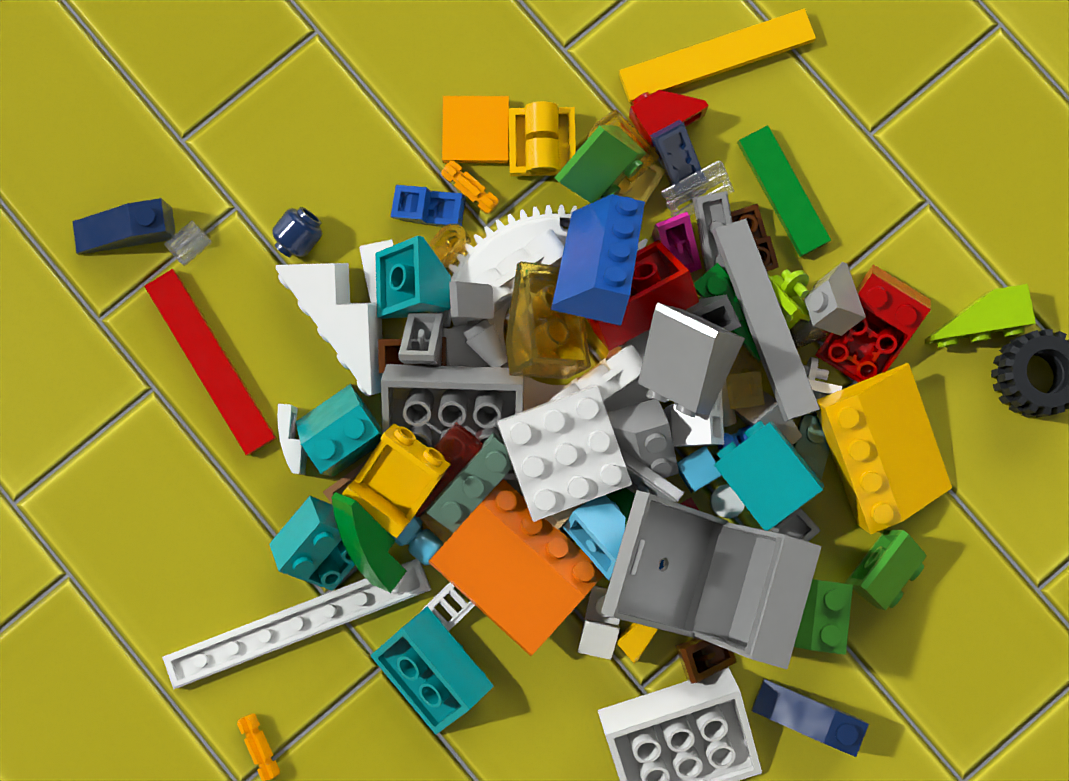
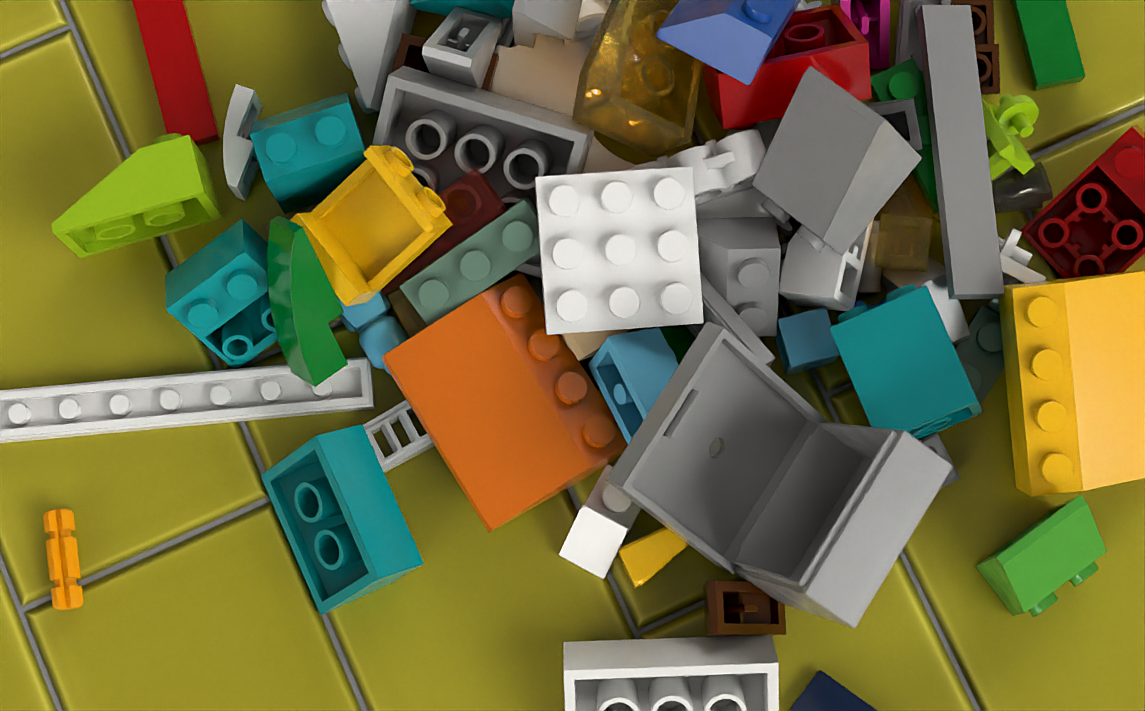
camera: 15 degrees right, 5 degrees down
(244, 493) = (145, 197): none -> lime slope
(486, 343) = (552, 75): light grey cone -> none
(726, 502) = (836, 399): white tile -> none
(826, 617) = (924, 597): bright green slope -> none
(835, 302) = (1067, 156): light grey slope -> none

